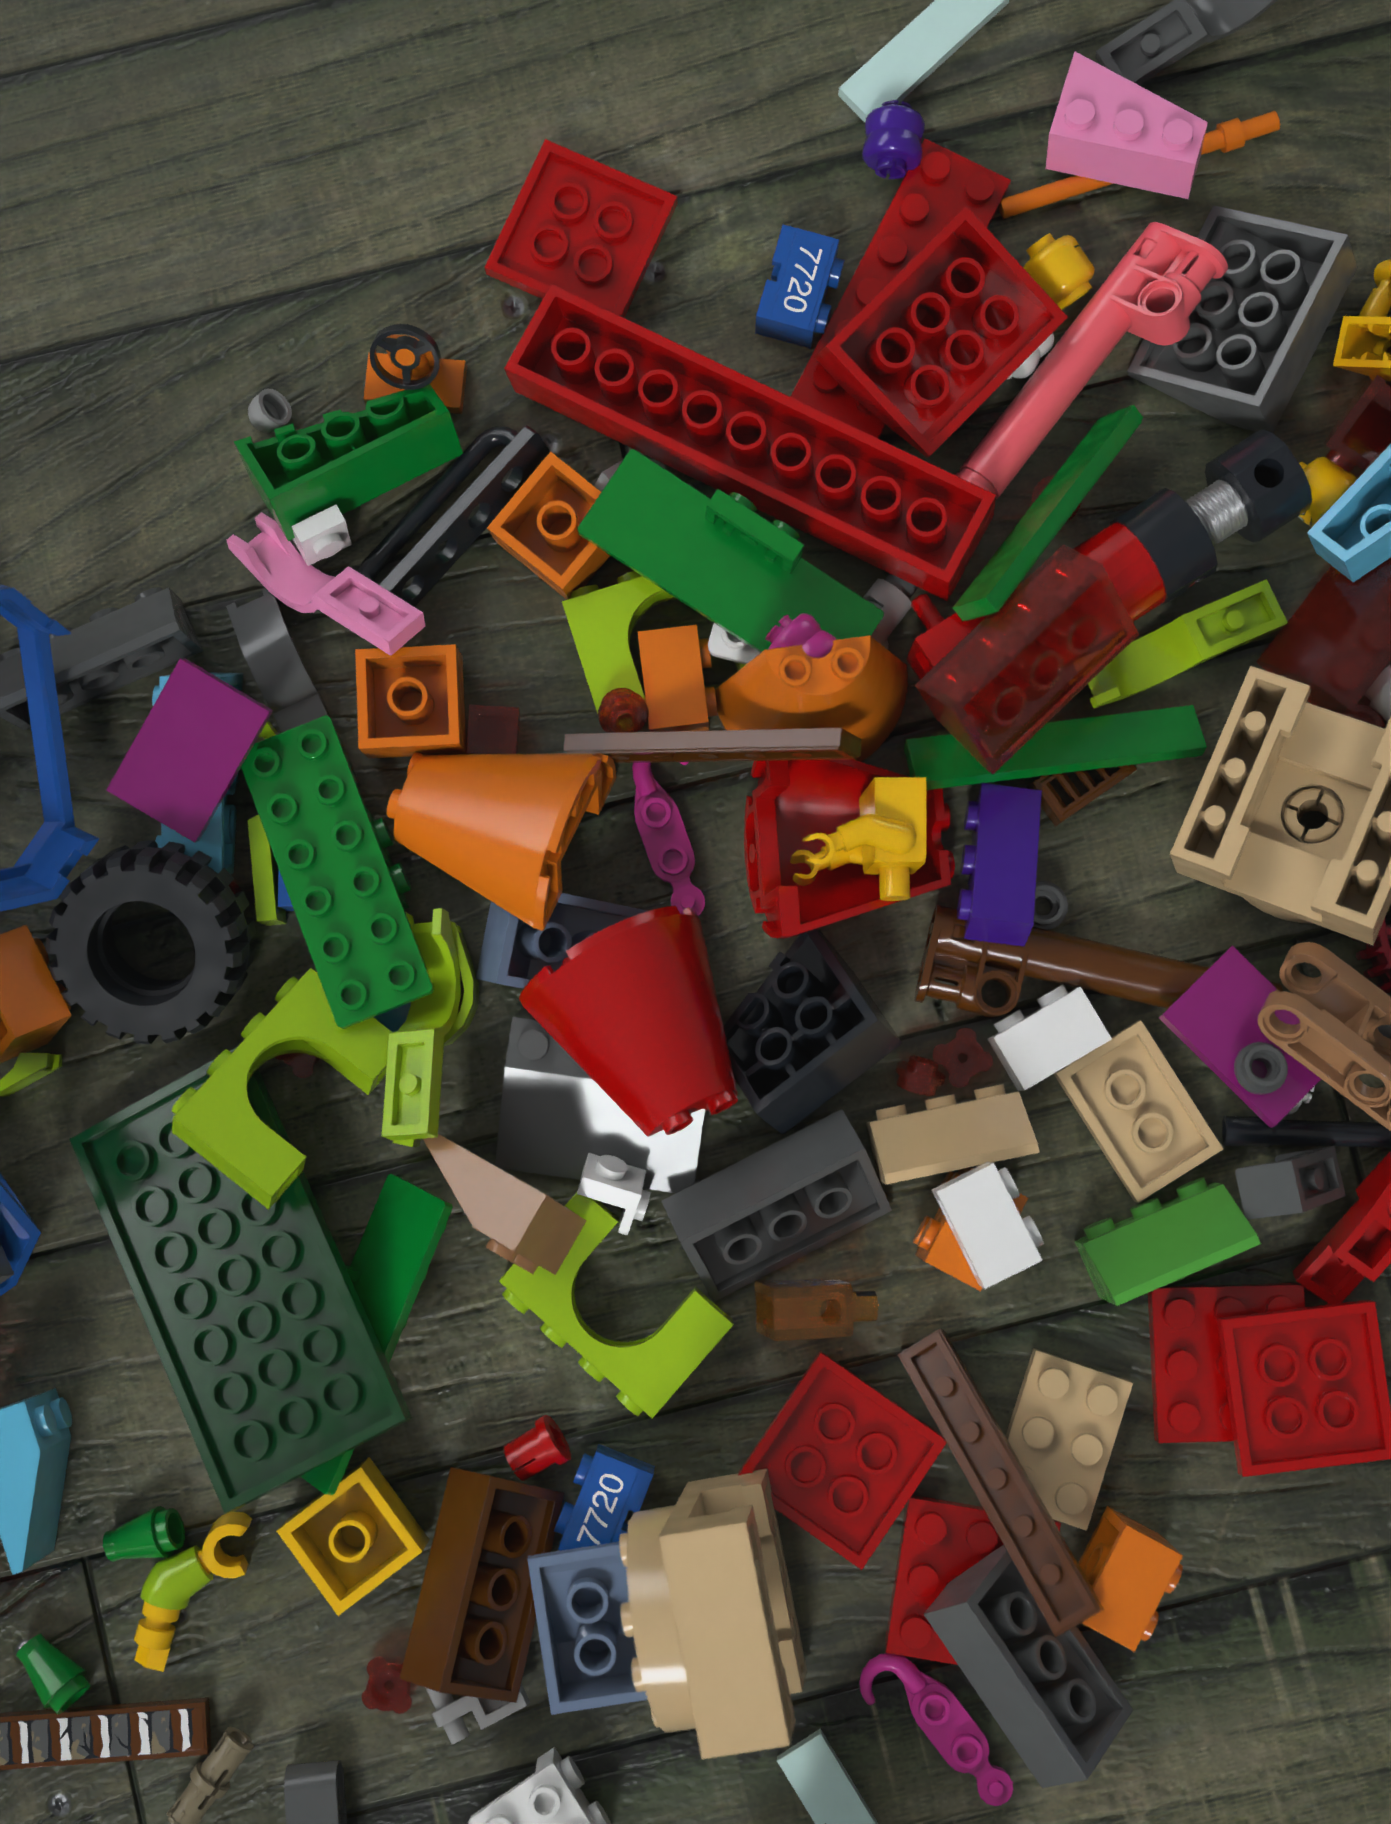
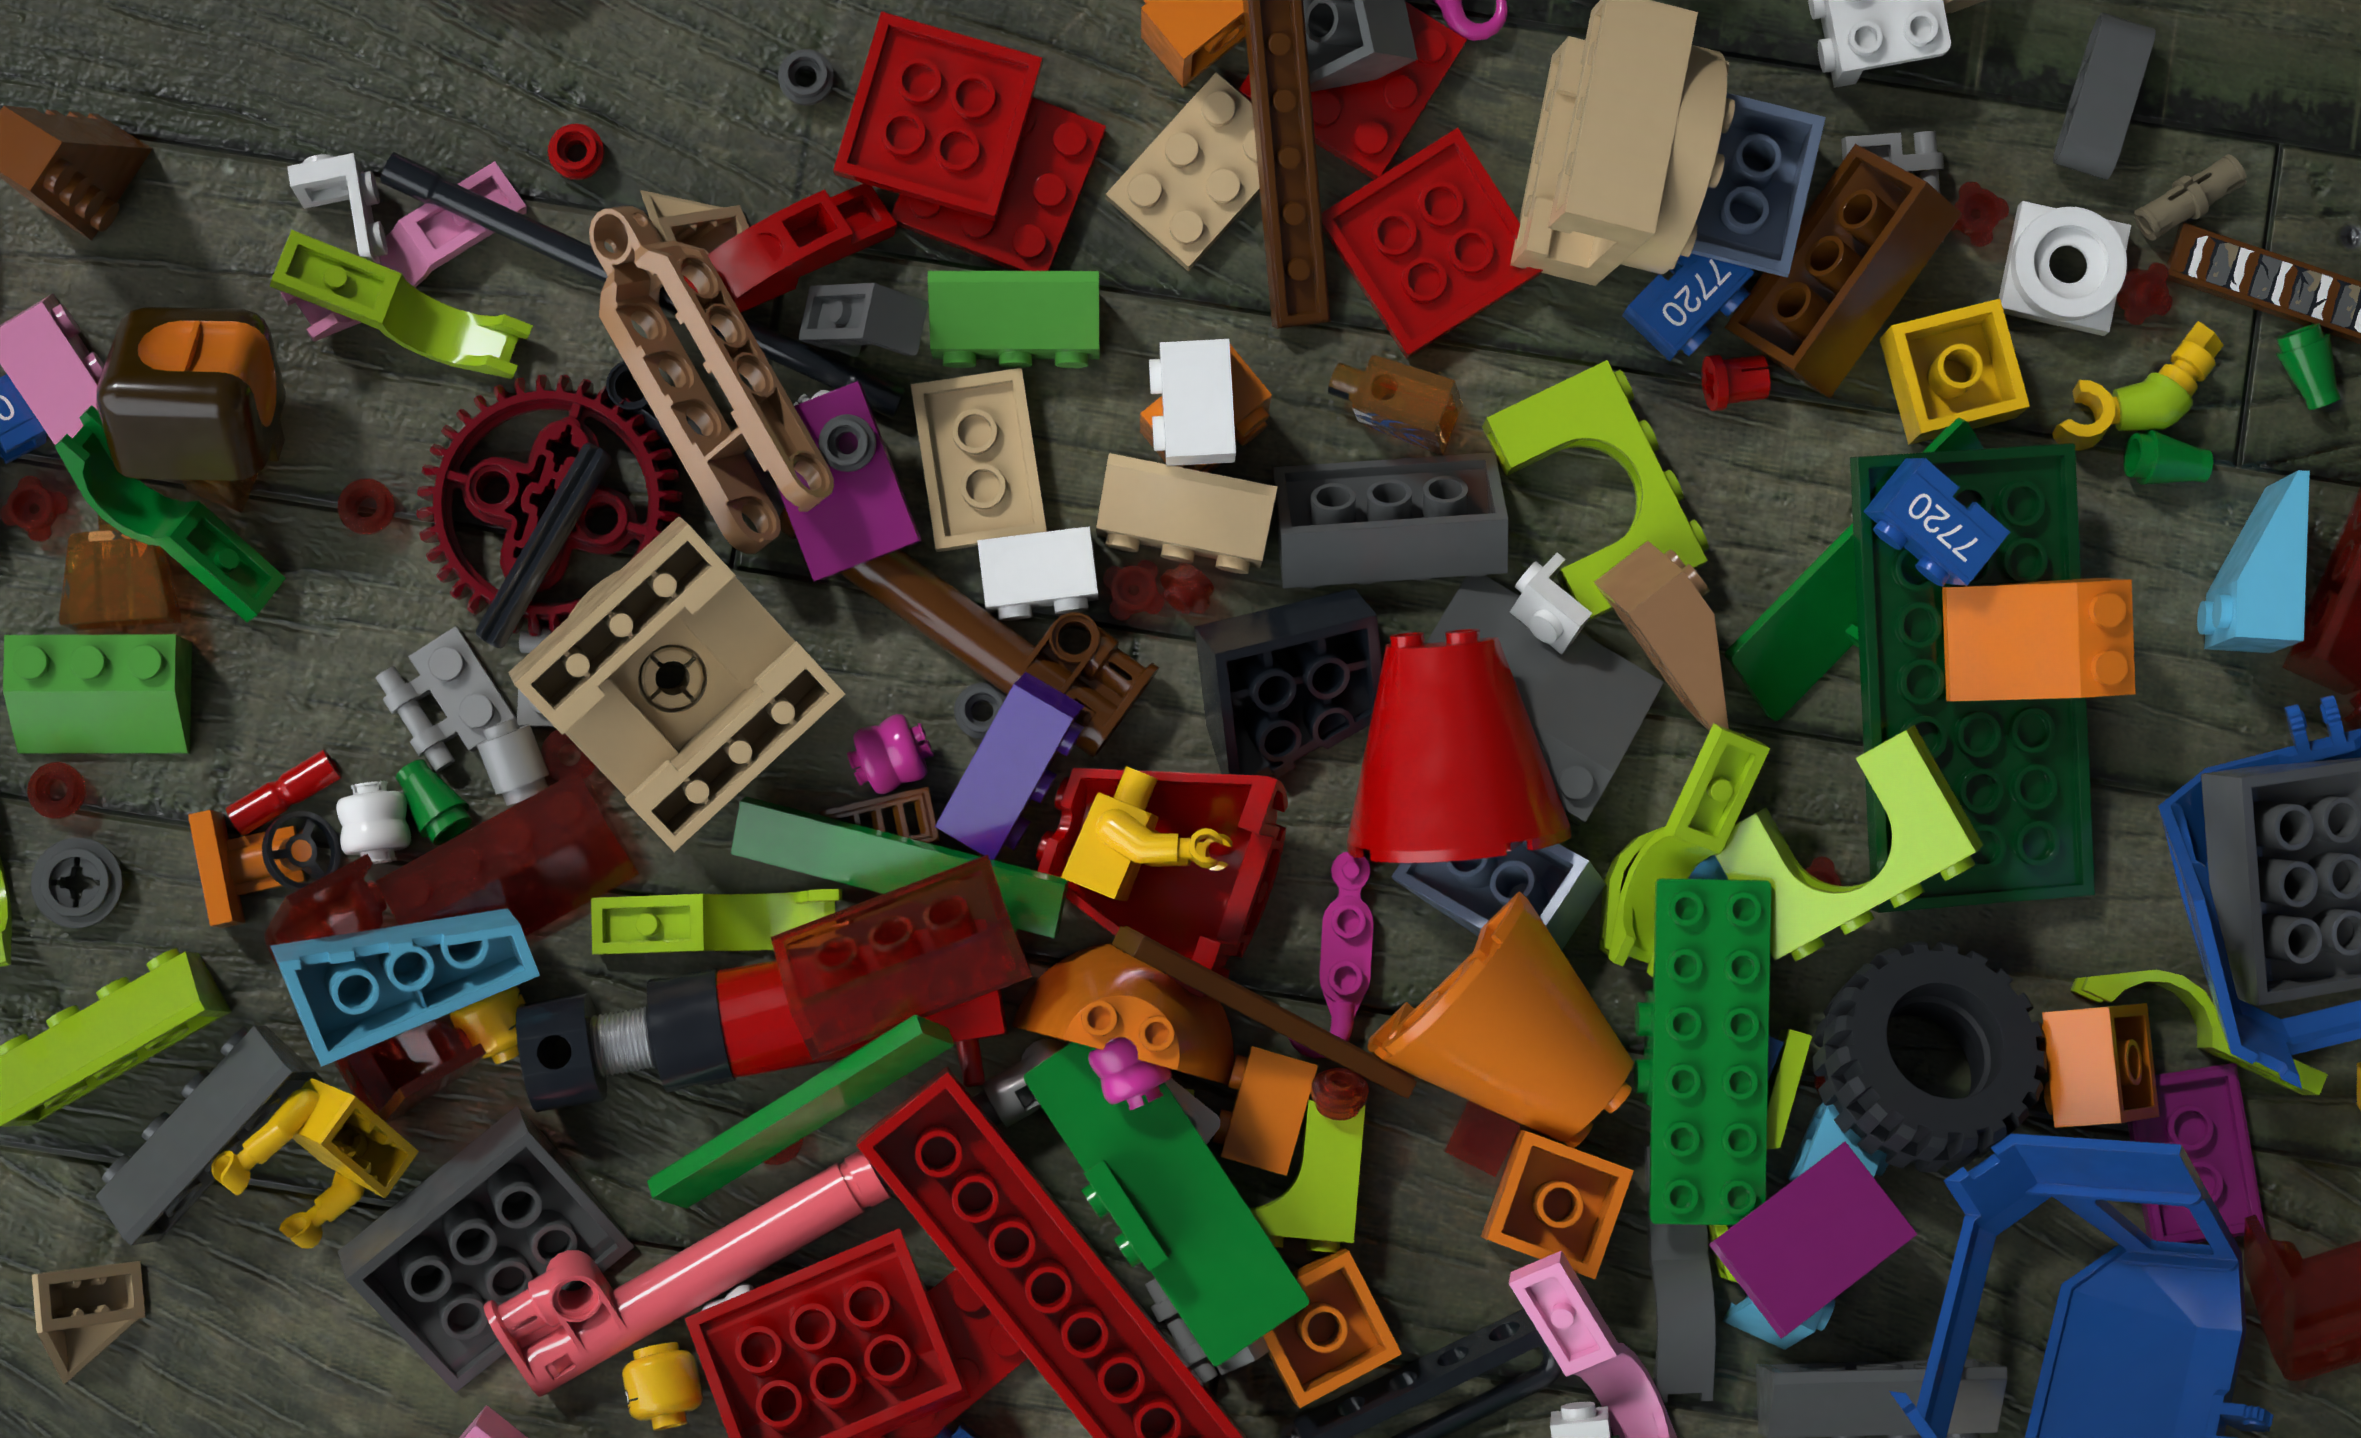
camera: 170 degrees left, 0 degrees up
(189, 1328) = (2039, 640): none -> orange slope
(218, 1676) = (2145, 293): none -> clear red plate
(318, 1640) = (2033, 291): none -> white piece
(327, 1389) = (1921, 515): none -> blue brick
(1102, 836) = (890, 754): none -> dark pink piece

